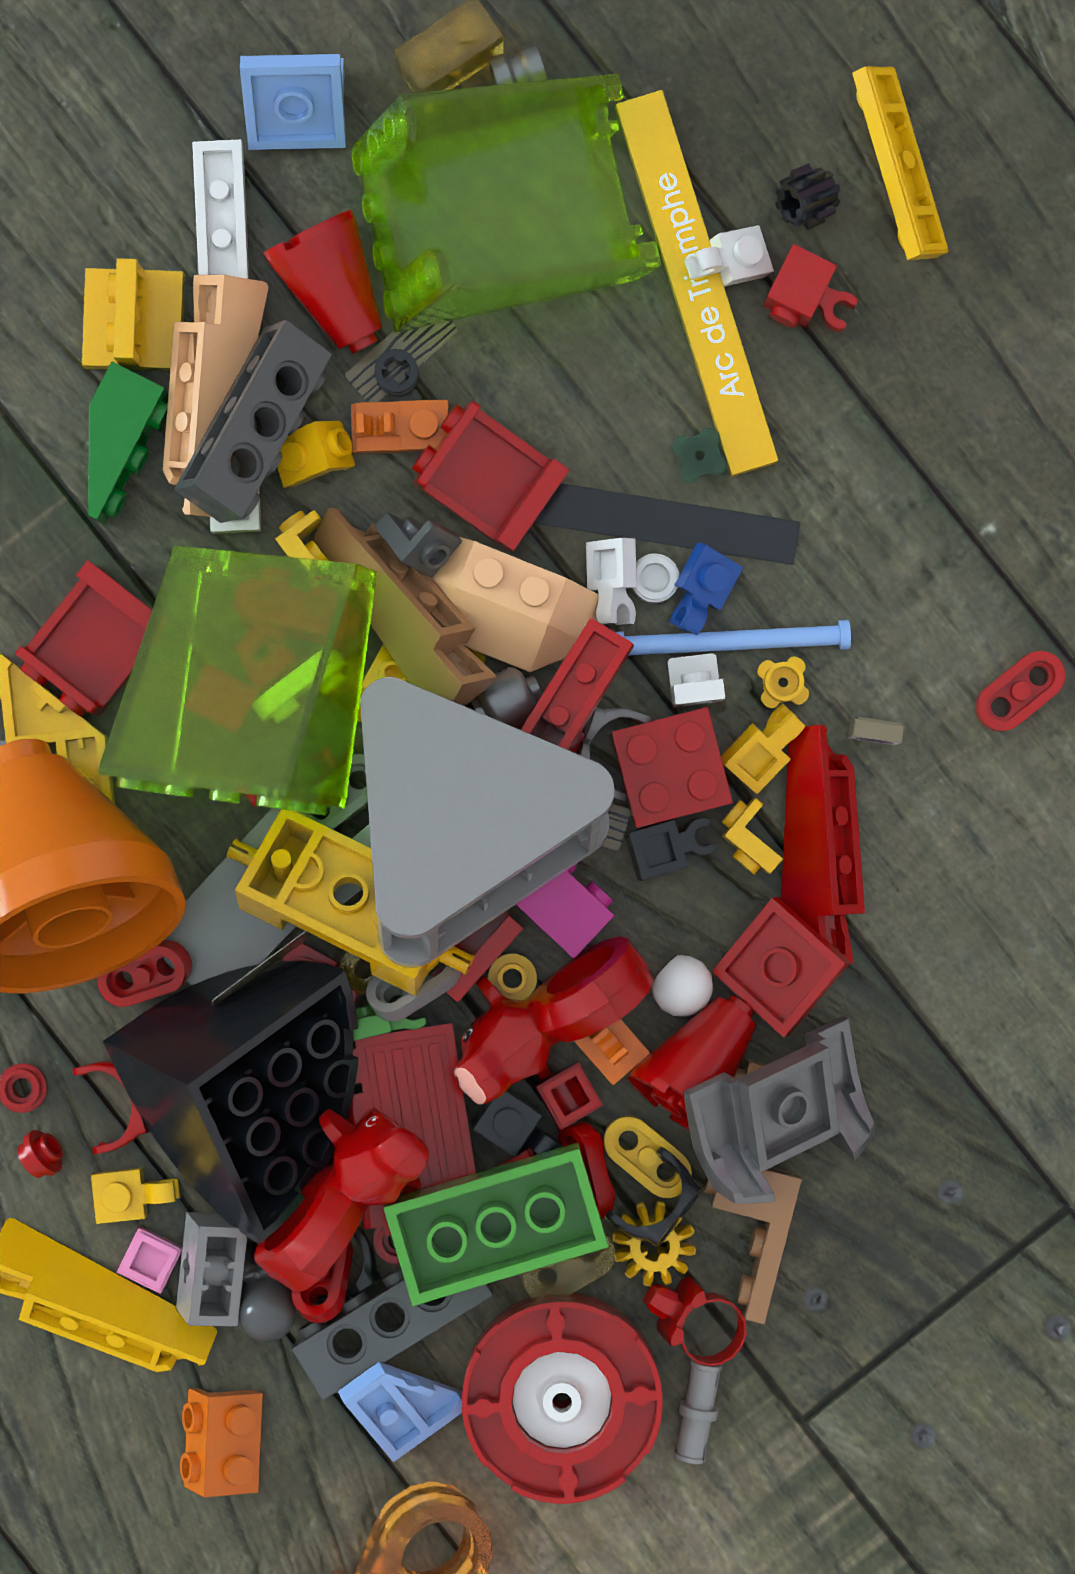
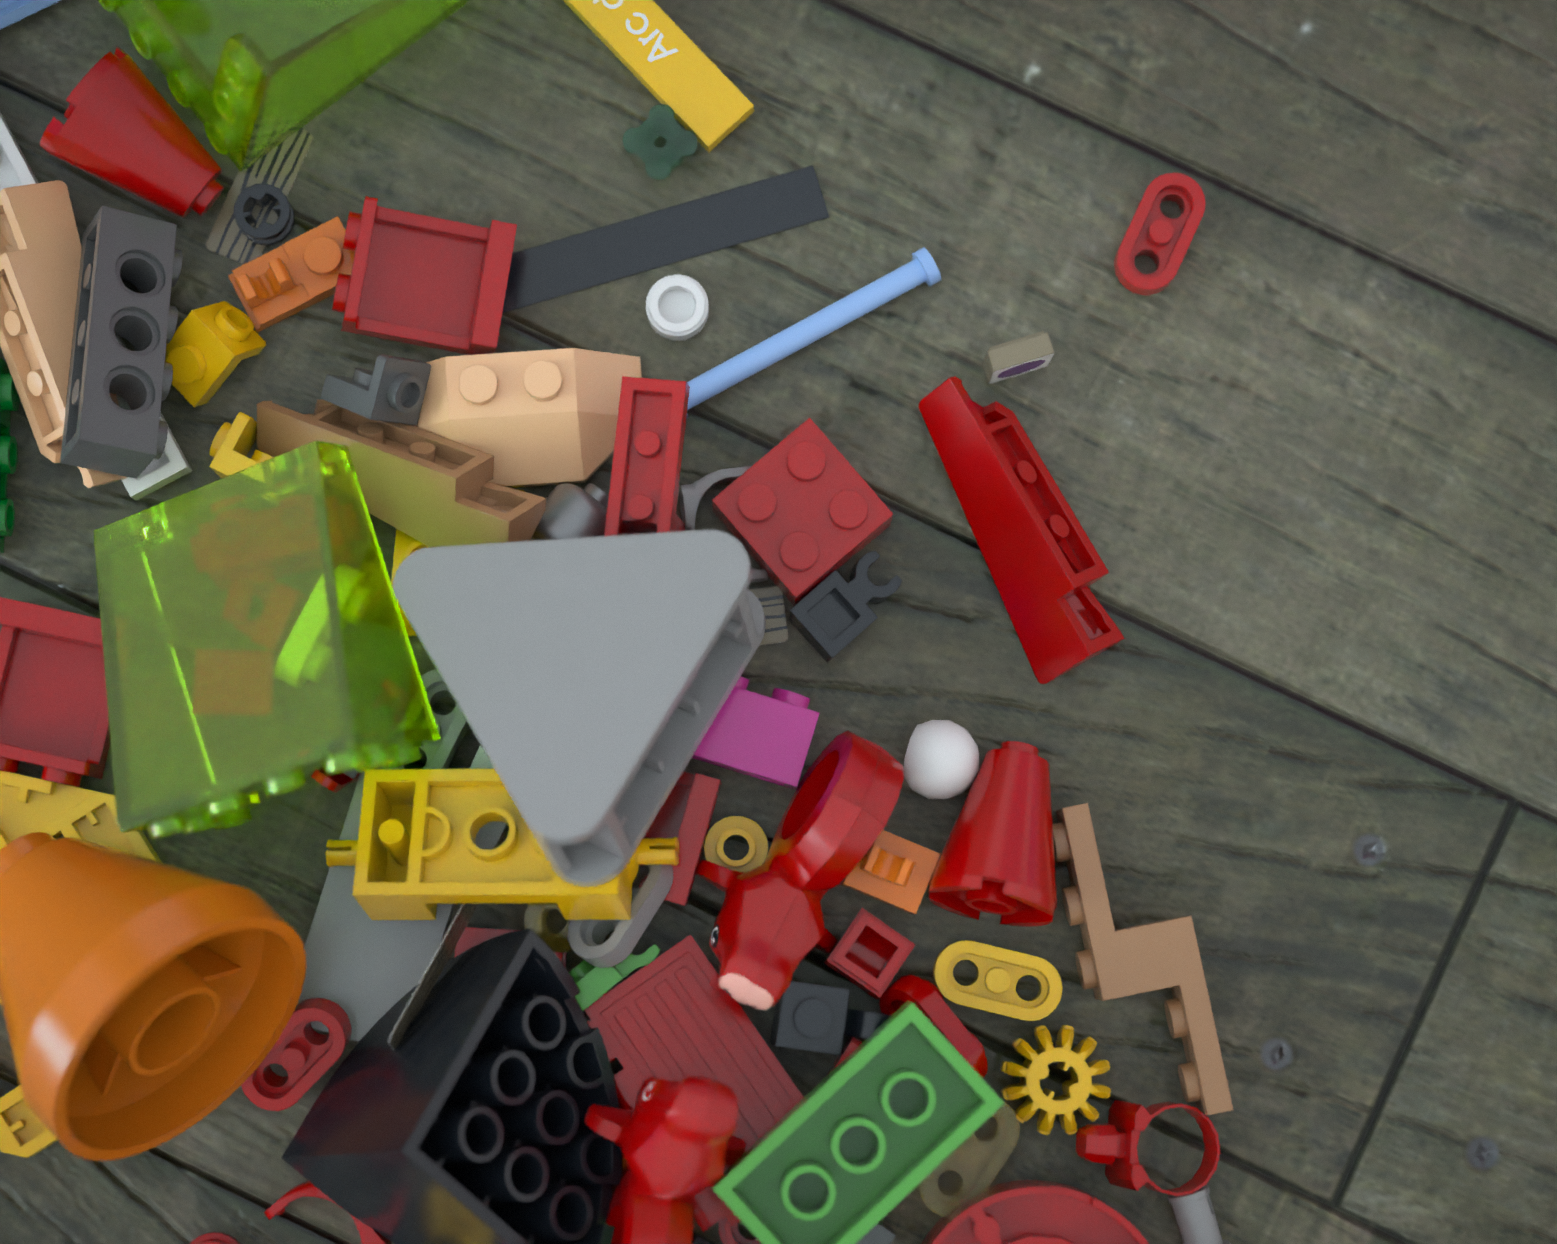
camera: 30 degrees left, 5 degrees down
(611, 572) = (622, 324): white plate -> none
(658, 1232) = (1055, 1059): black cap -> none
(695, 680) = (782, 400): white bracket -> none
(706, 582) = (740, 282): blue plate -> none
(750, 851) = (941, 562): yellow bracket -> none
(759, 754) = (895, 448): yellow plate -> none
(778, 1113) = (1125, 851): flat silver piece -> none
(780, 967) = (1043, 680): red plate -> none
(790, 670) = (884, 336): yellow plate -> none

